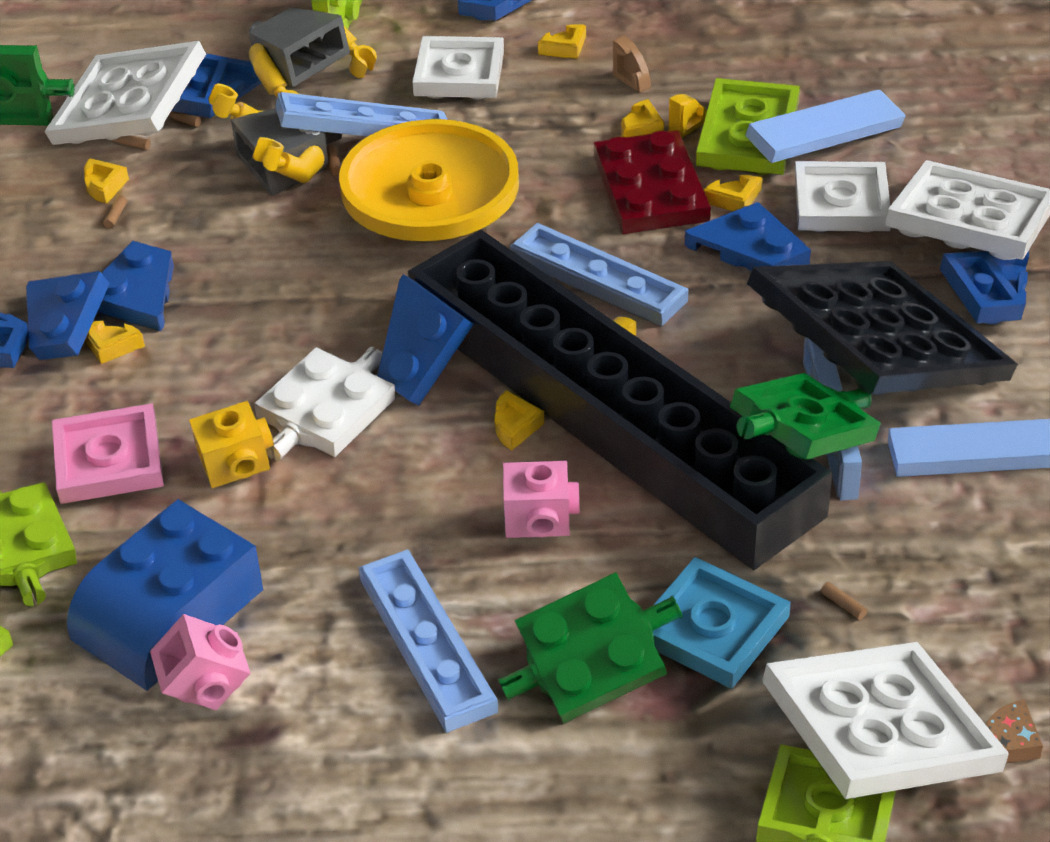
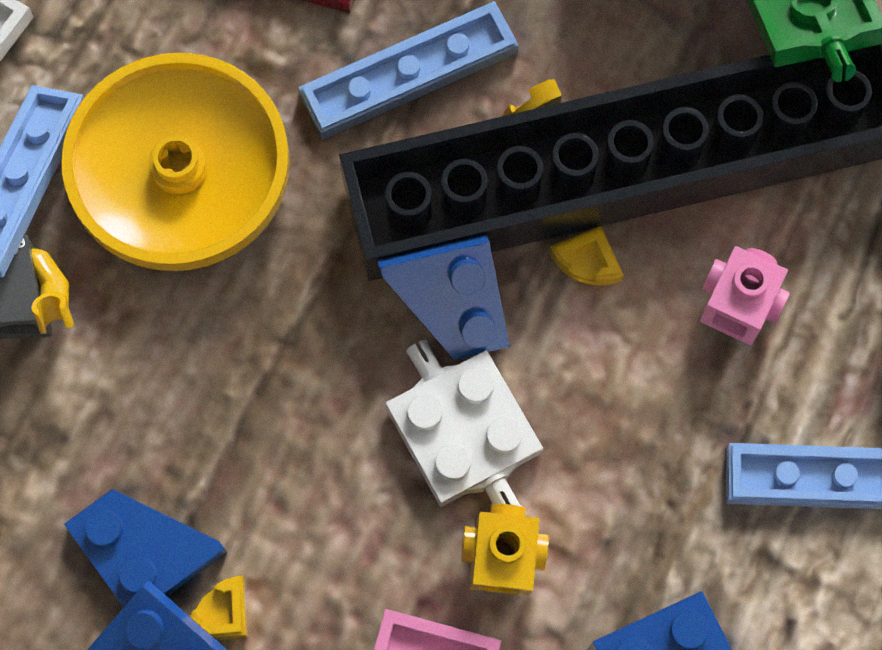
camera: 65 degrees left, 30 degrees up
(333, 158) = (44, 243): medium nougat piece -> none

